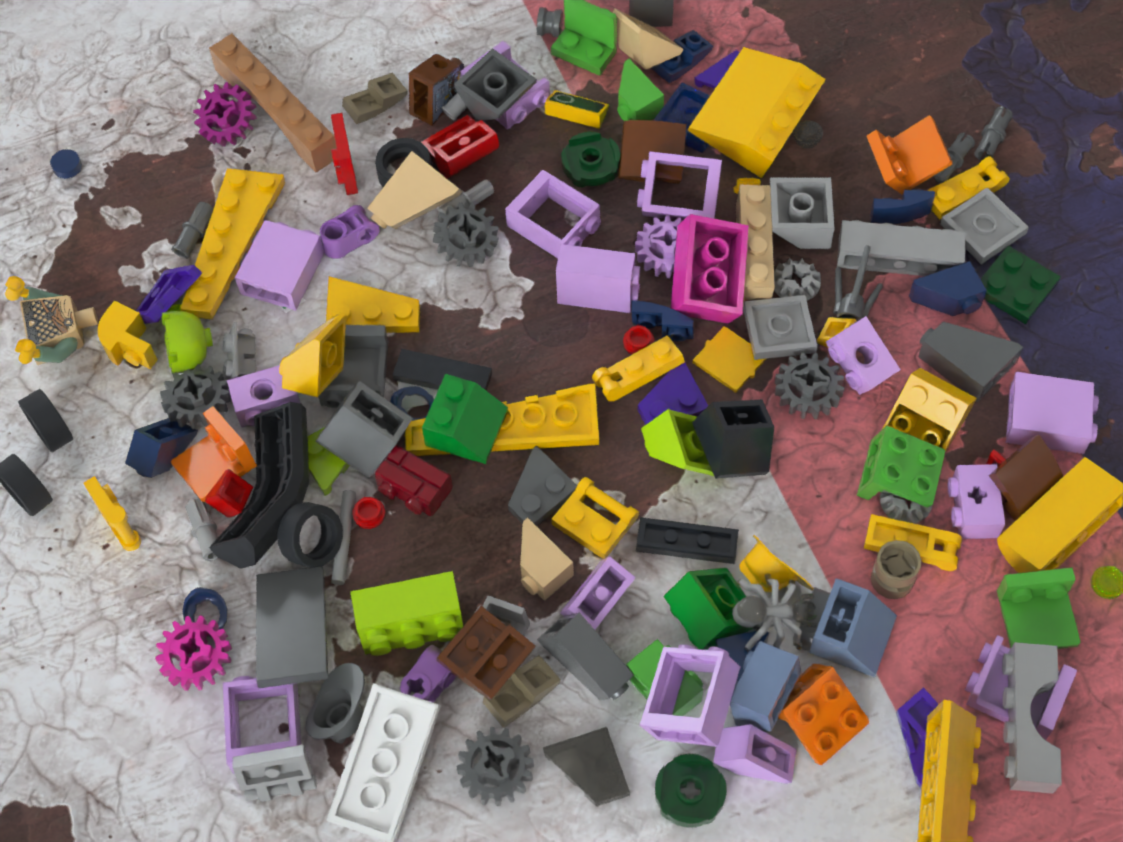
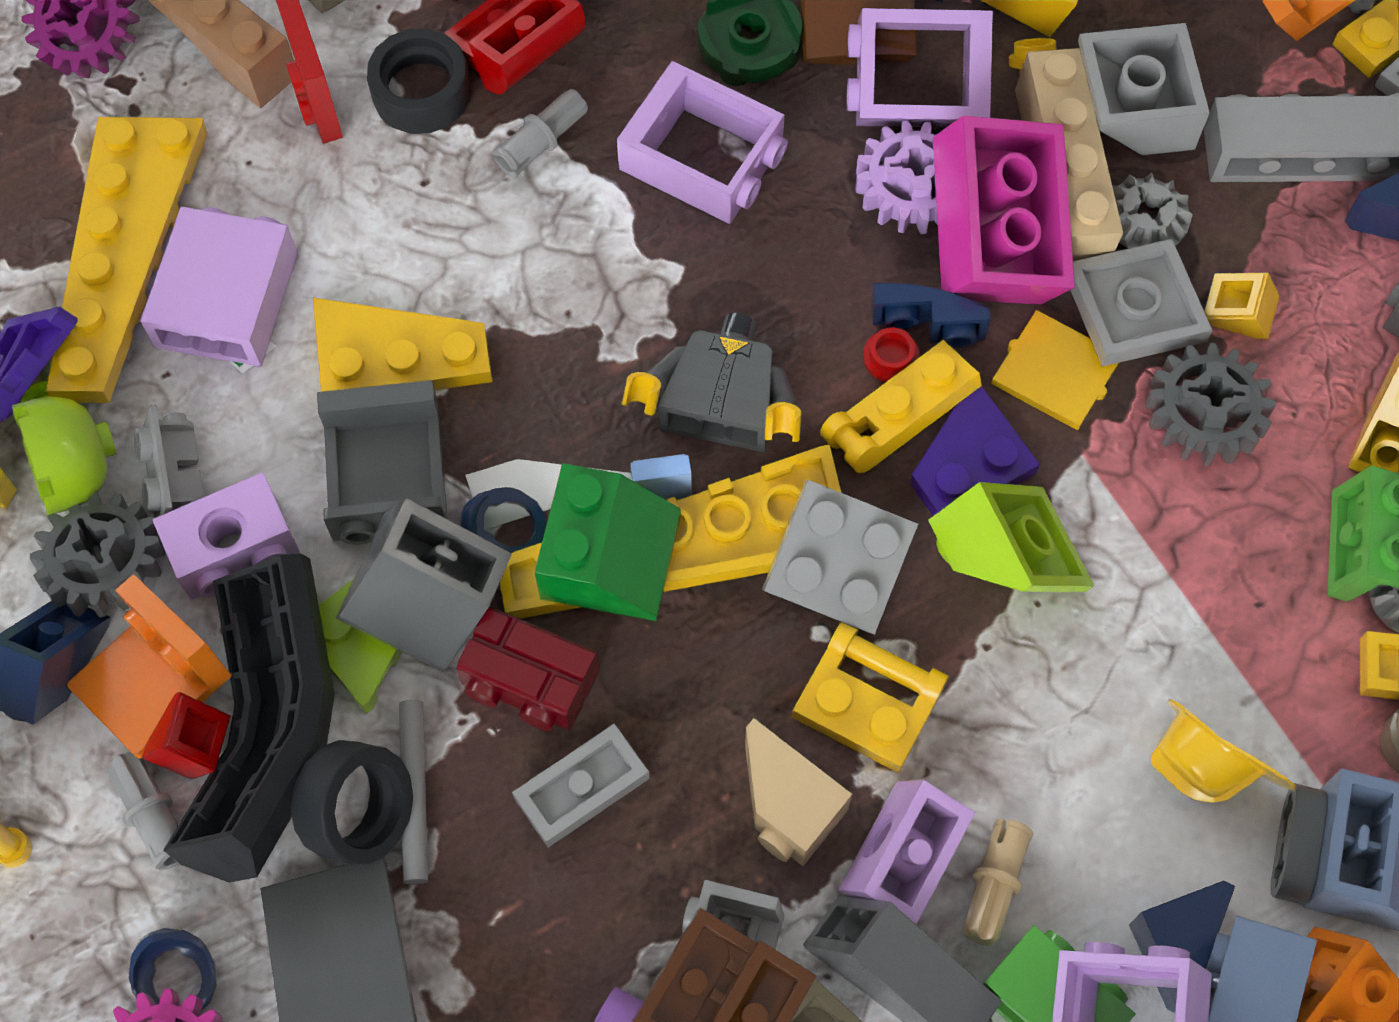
camera: 10 degrees left, 5 degrees up
(193, 230) = (50, 238): dark grey axle -> none
(316, 358) = (314, 461): yellow slope -> none
(347, 232) = (341, 210): medium lavender piece -> none
(368, 512) = (453, 739): red plate -> none
(407, 613) = (561, 936): lime brick -> none
(411, 193) = (443, 128): tan slope -> none
(430, 370) = (535, 453): black tile -> none
(432, 543) = (581, 785): none -> light grey plate
(474, 226) = (539, 211): dark grey gear -> none
(502, 389) = (664, 475): none -> light blue tile
(539, 347) = (720, 389): none -> torso
(540, 489) = (761, 655): dark grey wing -> none
(589, 441) = (840, 556): none -> light grey plate
(597, 278) = (804, 249): lavender brick -> none
(645, 618) = (997, 881): none -> tan axle
(687, 540) = (1044, 719): black tile -> none
(706, 604) = (1115, 847): green slope -> none
(736, 437) = (1105, 519): black slope -> none
(767, 612) = (1234, 850): animal -> none
(852, 304) = (1256, 247): dark grey plant -> none
(878, 361) = (1324, 345): lavender brick -> none
(913, 206) = (1323, 59): dark blue slope -> none

